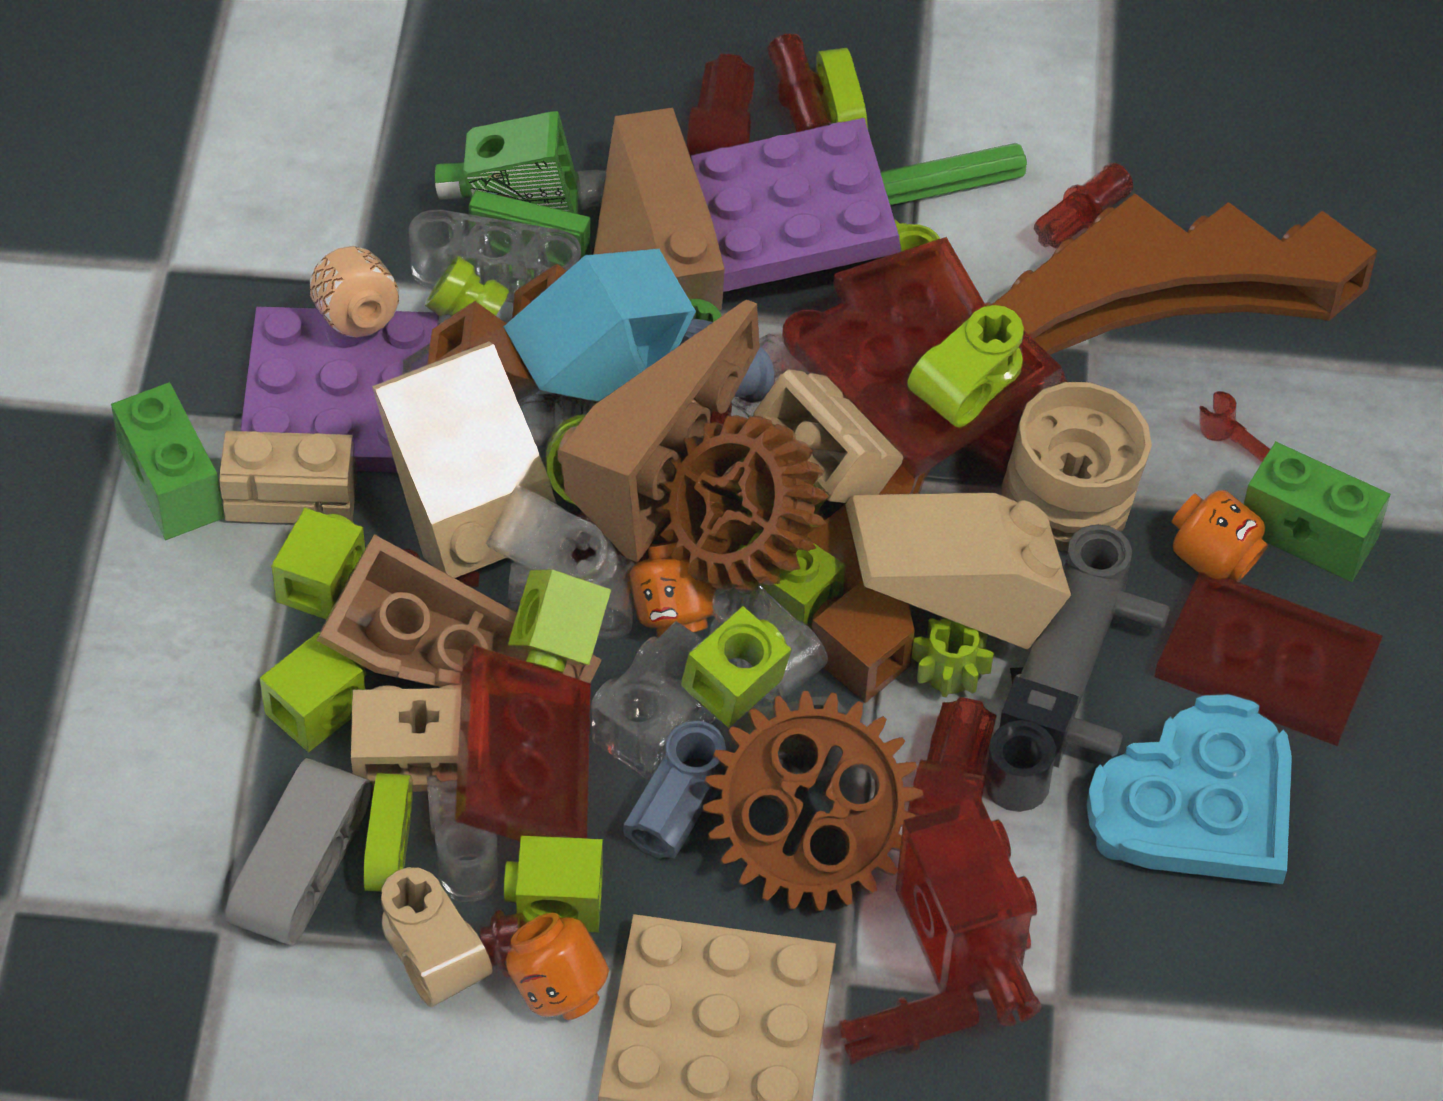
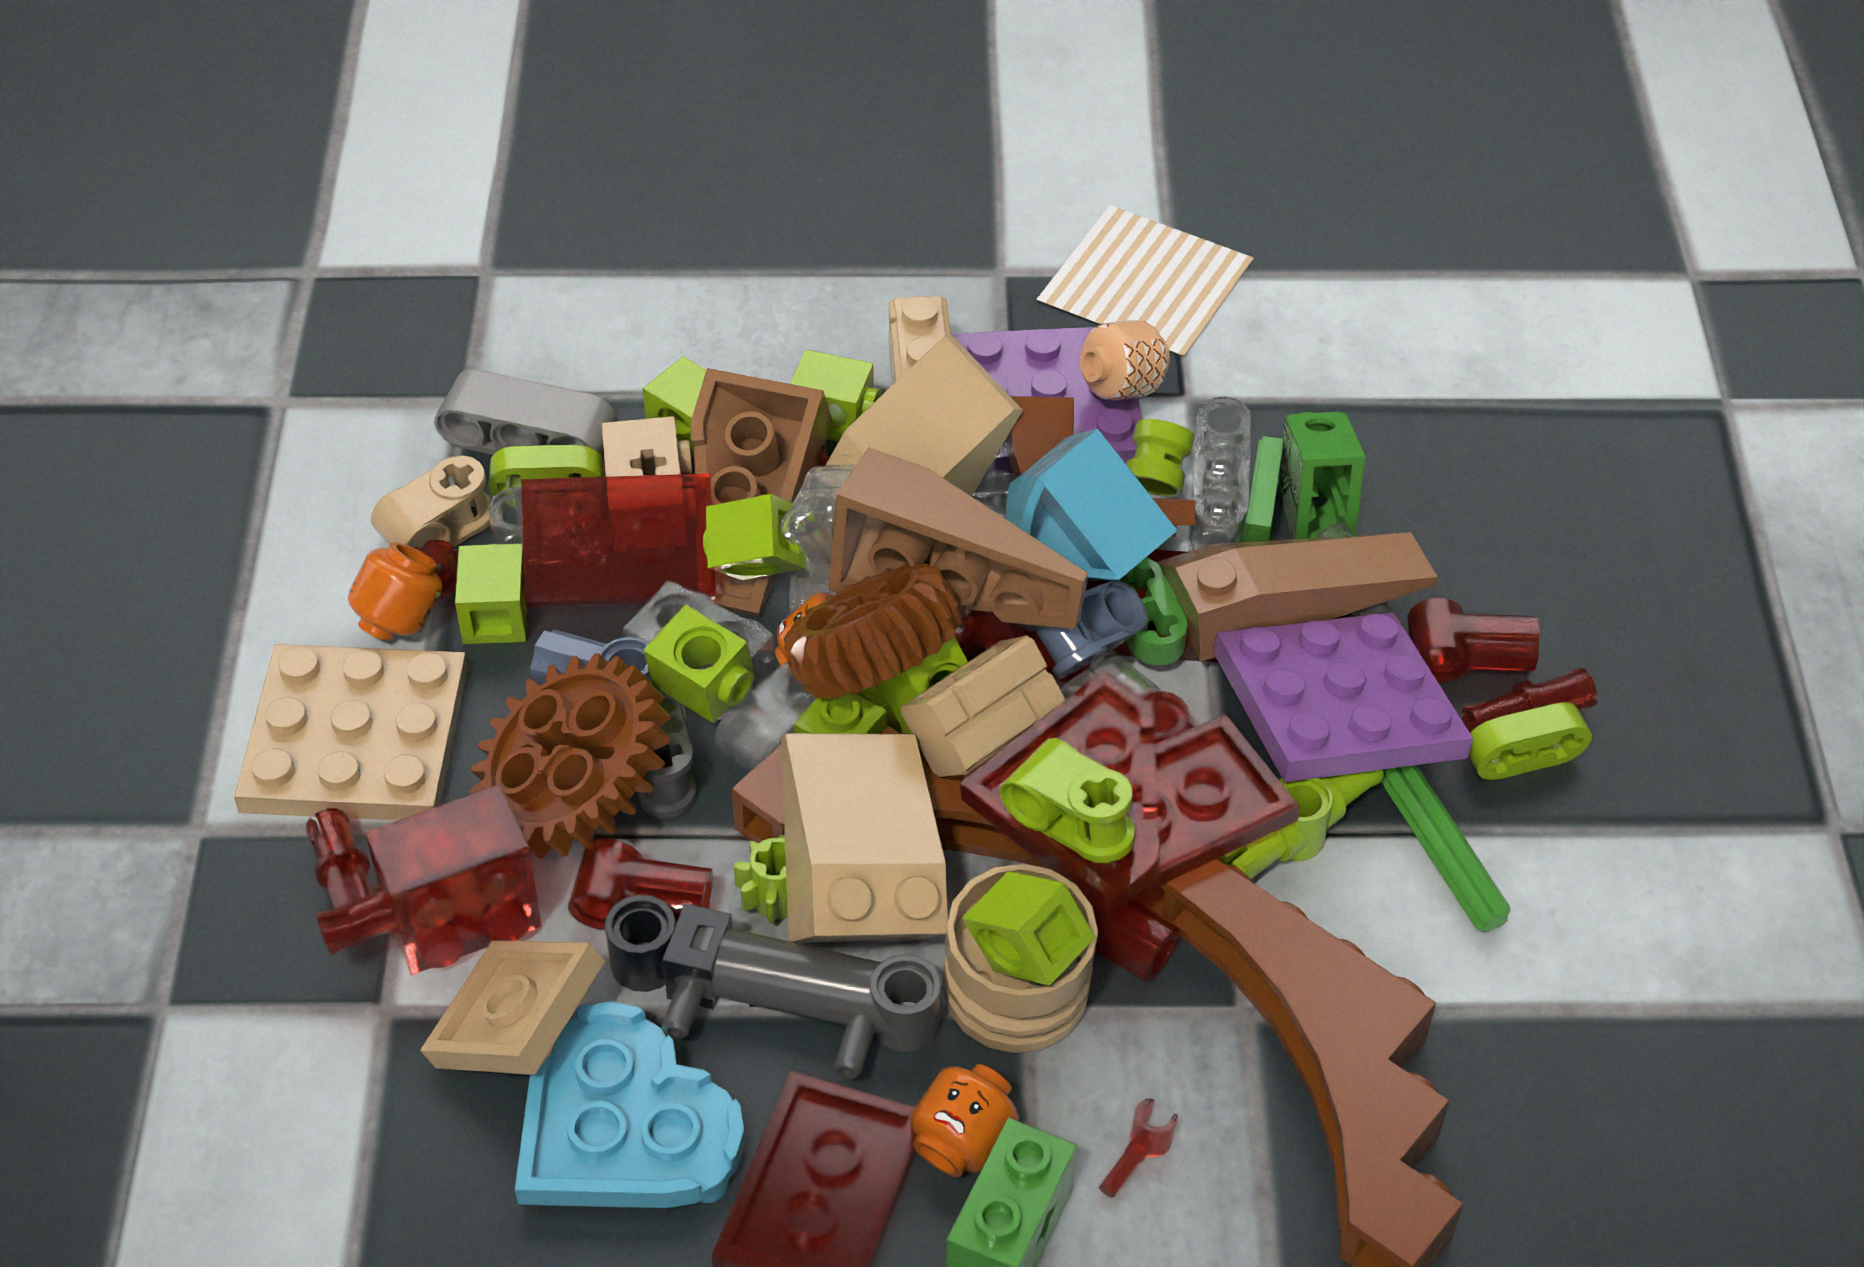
camera: 85 degrees right, 5 degrees down
(167, 291) = (1147, 274): none -> sticker
(167, 461) = (941, 264): bright green brick -> none
(1083, 205) = (1434, 975): clear red axle -> none
(1095, 423) = (1029, 927): none -> lime brick
(1100, 862) = (513, 1006): none -> tan plate

